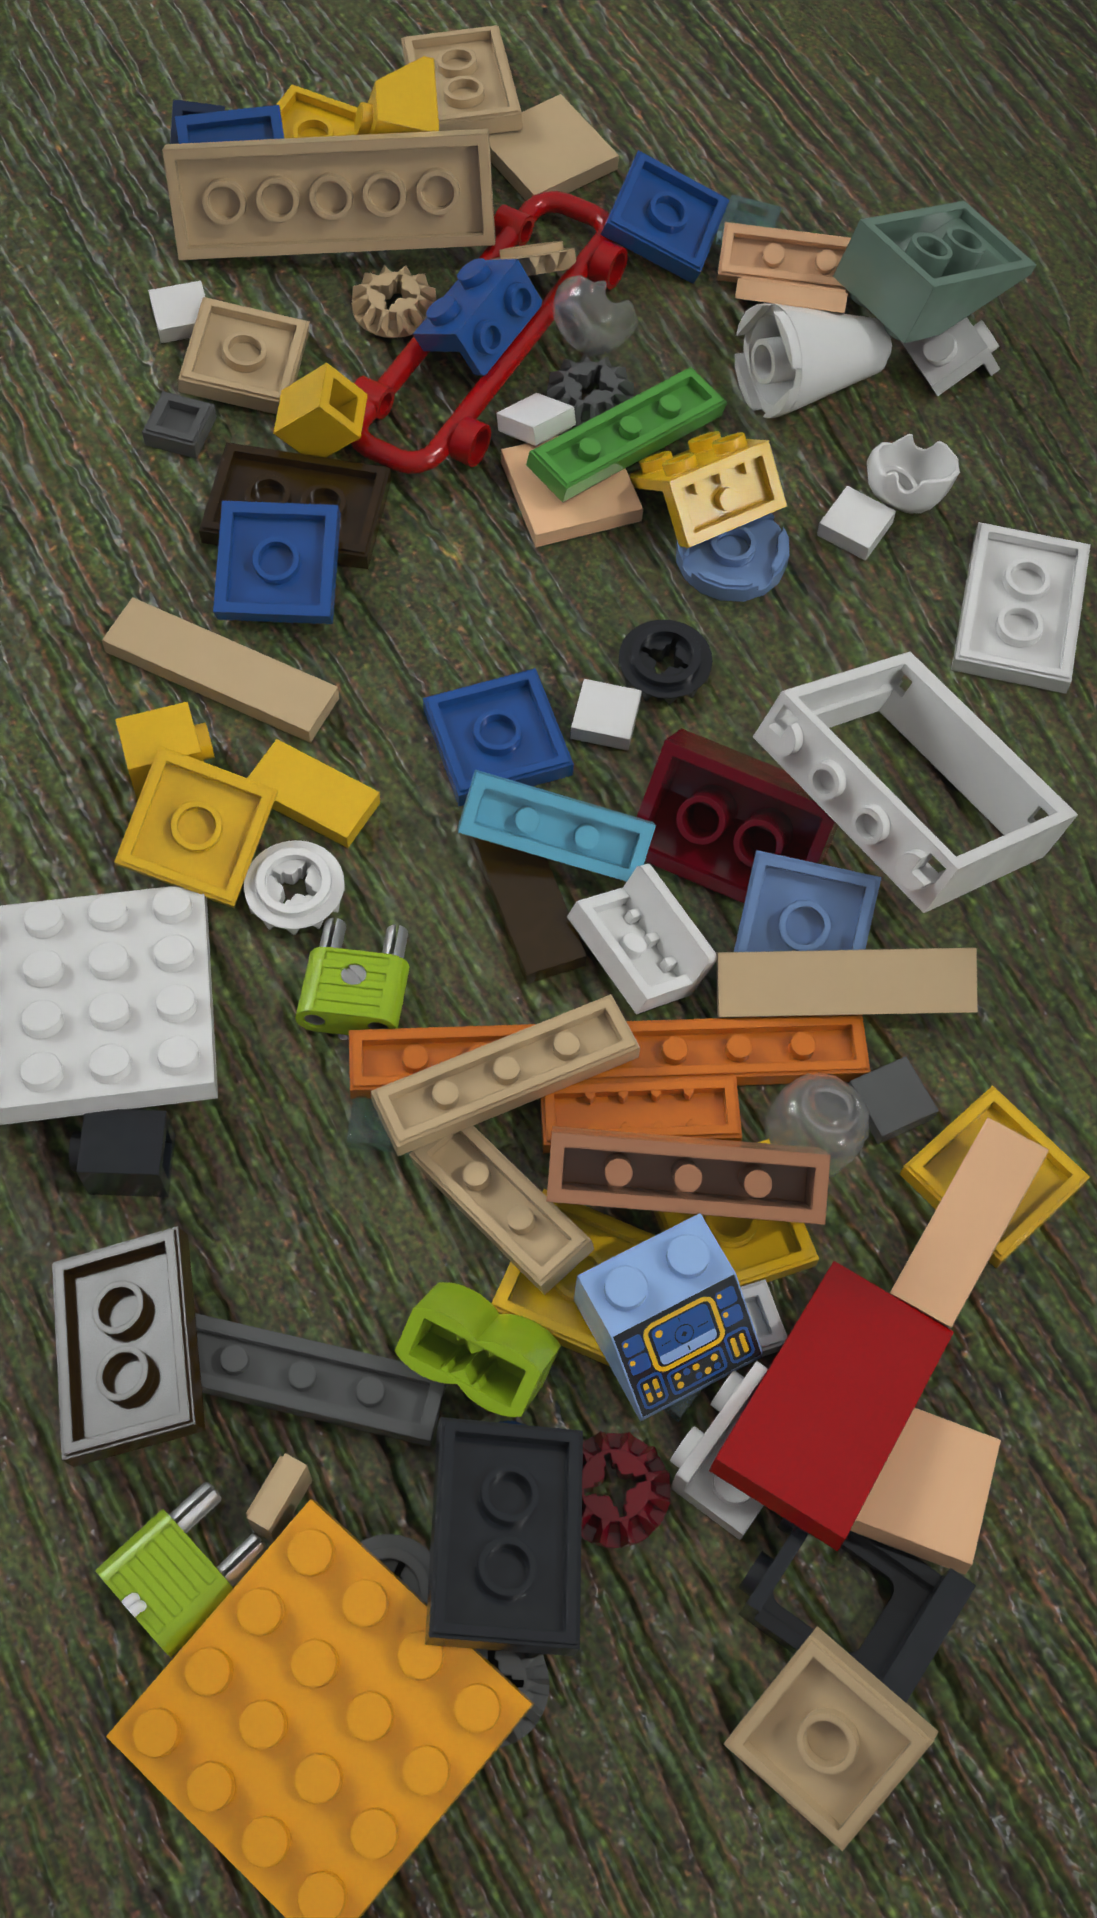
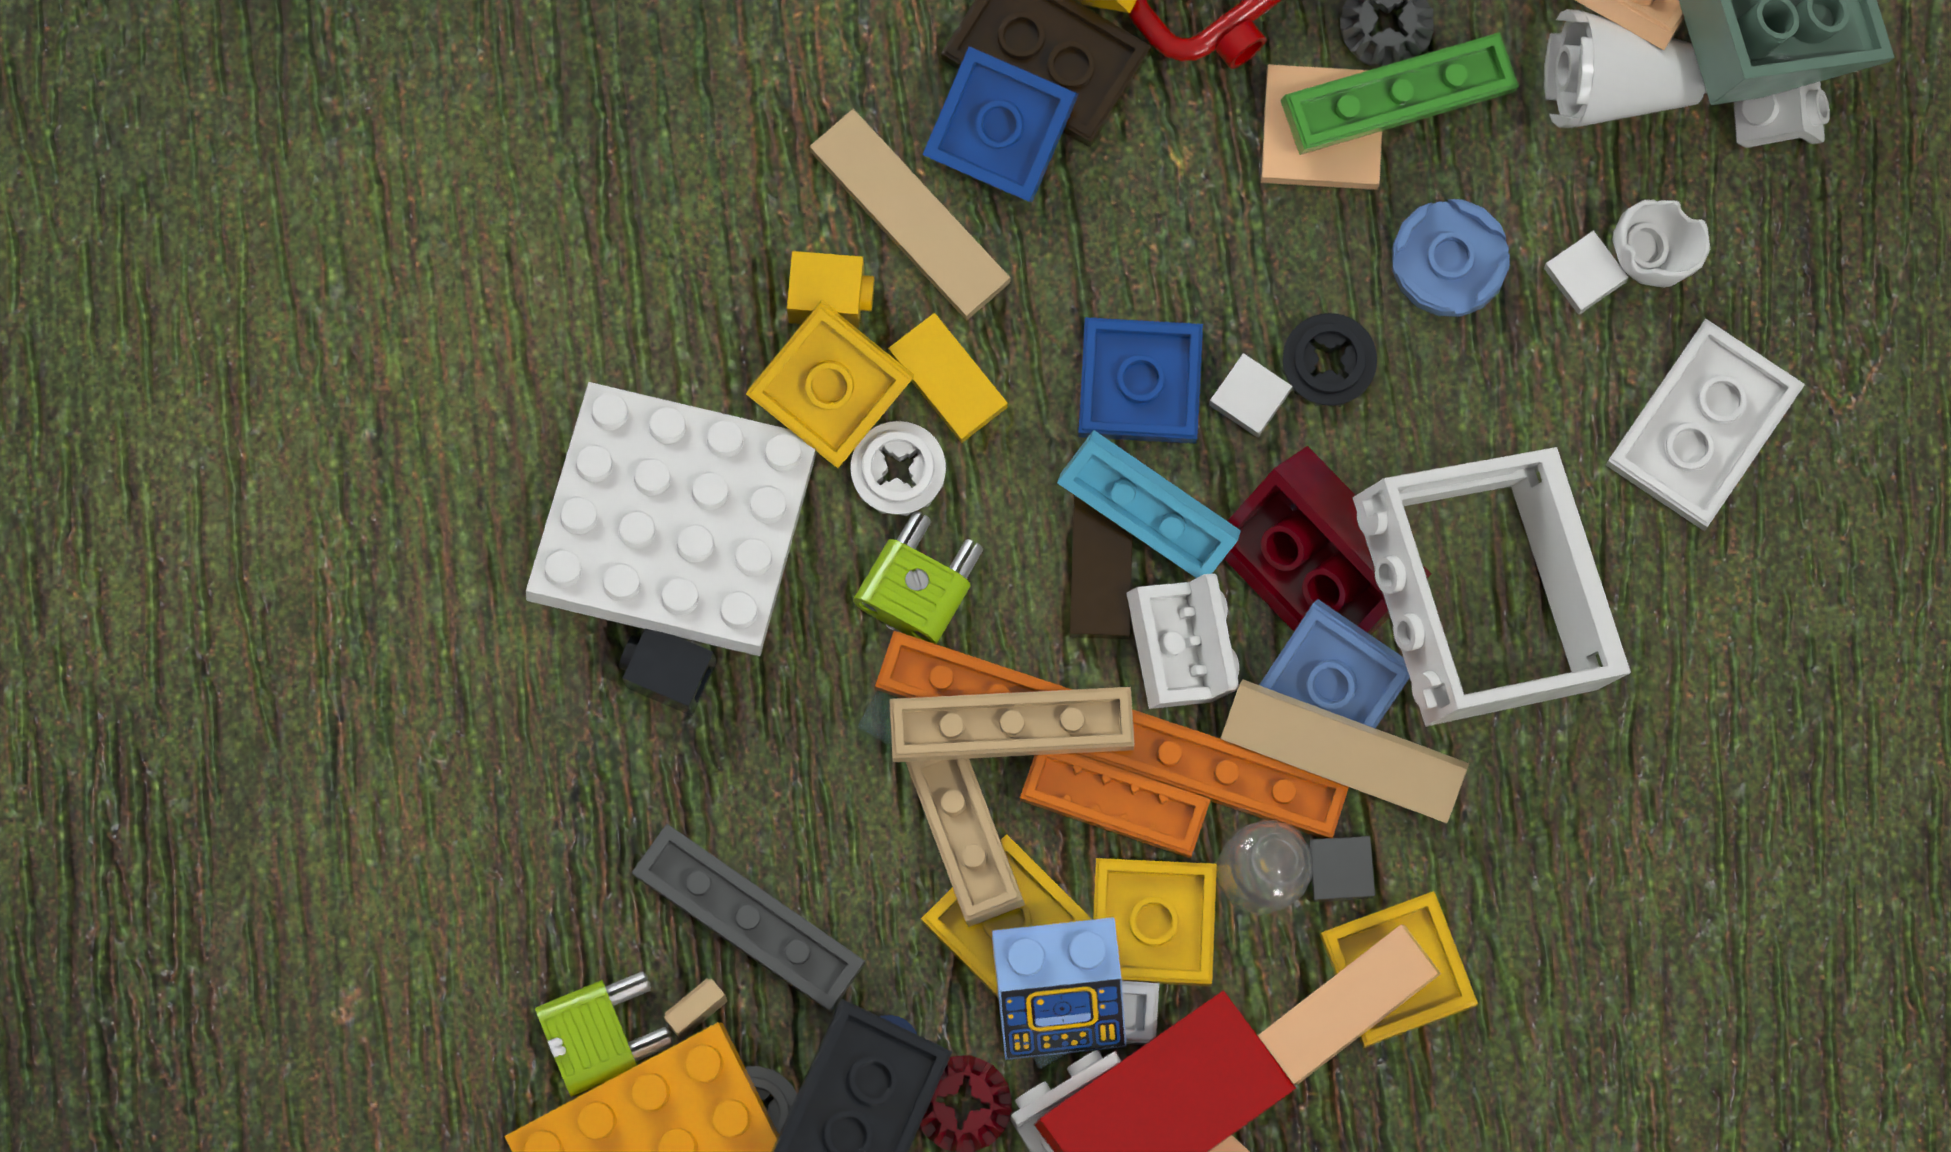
camera: 25 degrees right, 15 degrees up
(127, 1347) = (616, 838): tile -> none
(466, 1342) = (895, 952): lime brick -> none
(536, 419) = (1316, 41): white tile -> none
(688, 1175) = (1121, 876): nougat brick -> none
(713, 484) = (1451, 185): yellow bracket -> none

